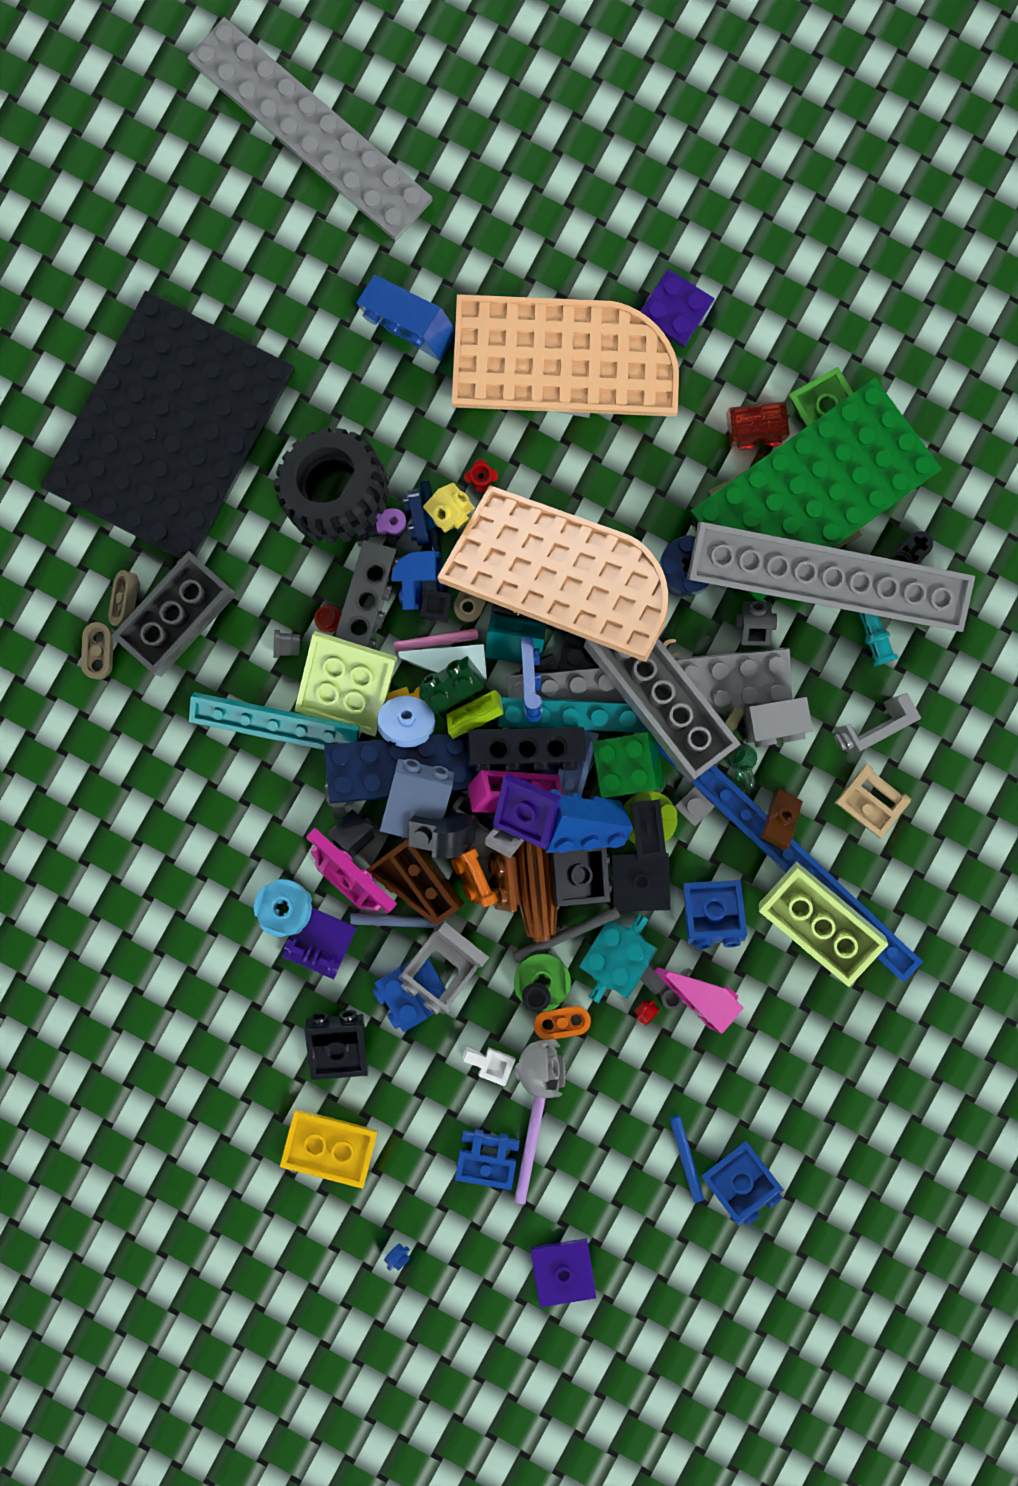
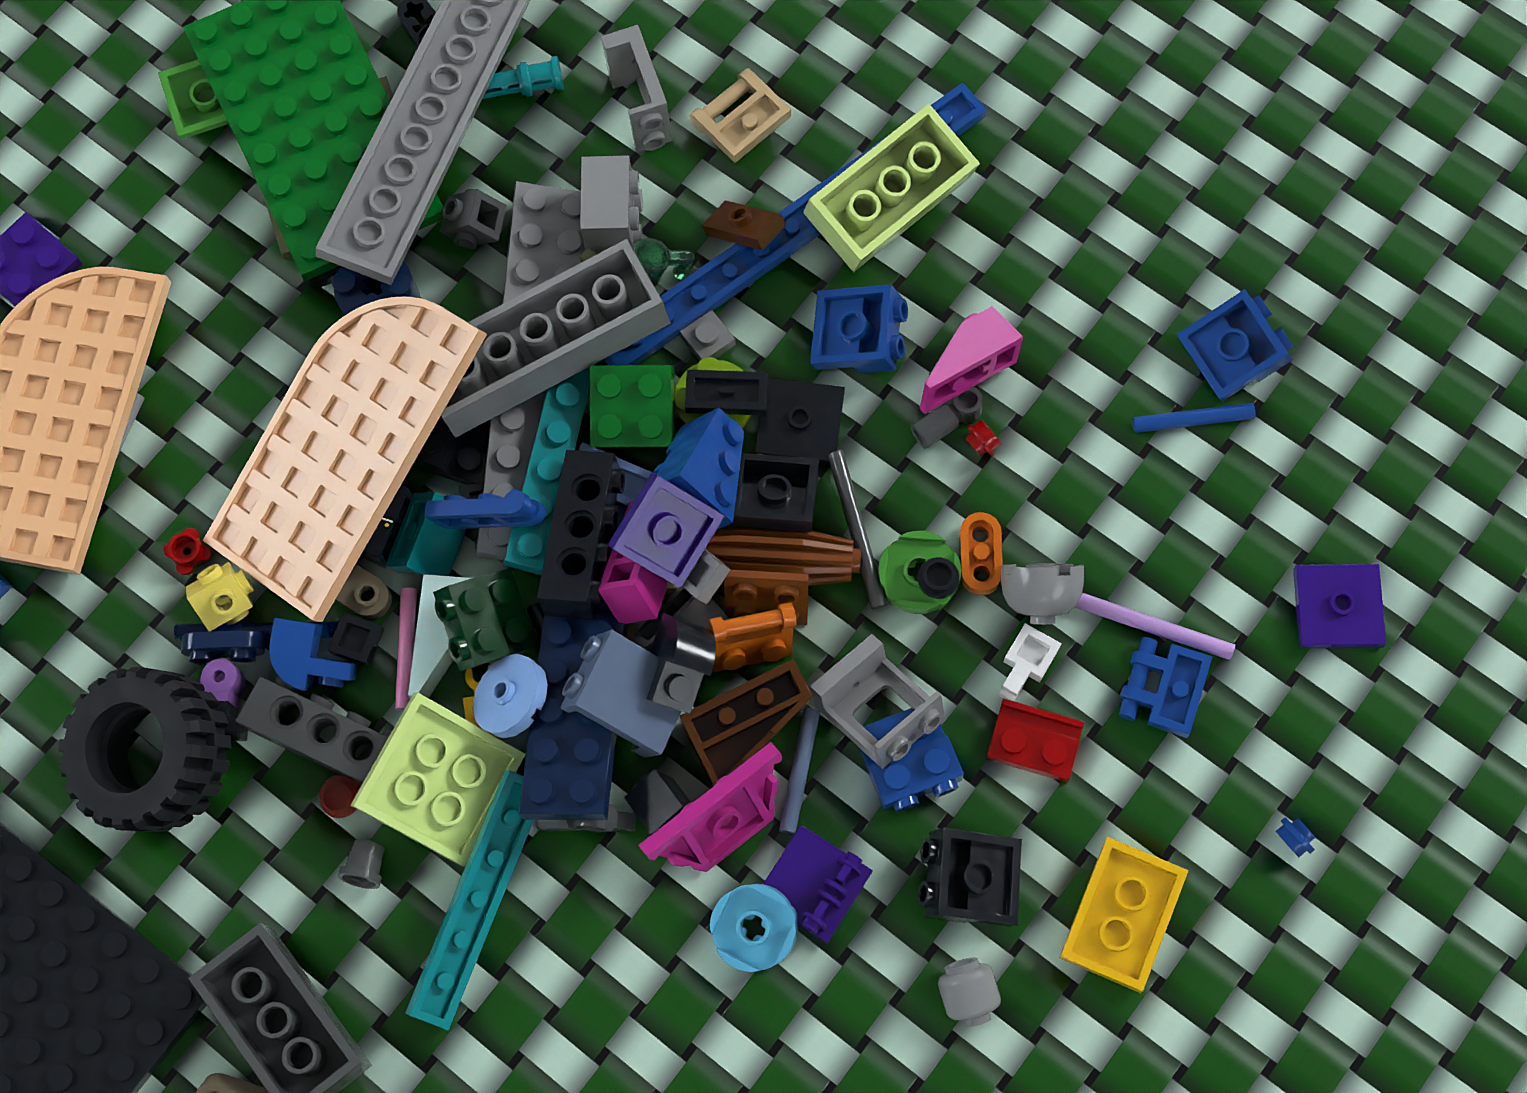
camera: 80 degrees left, 15 degrees down
(263, 1054) = (969, 991): none -> light grey head
(438, 1075) = (1035, 740): none -> red plate
(474, 714) = (518, 595): lime plate -> none
(618, 958) = (901, 463): teal plate -> none
(758, 425) = (209, 181): clear red brick -> none

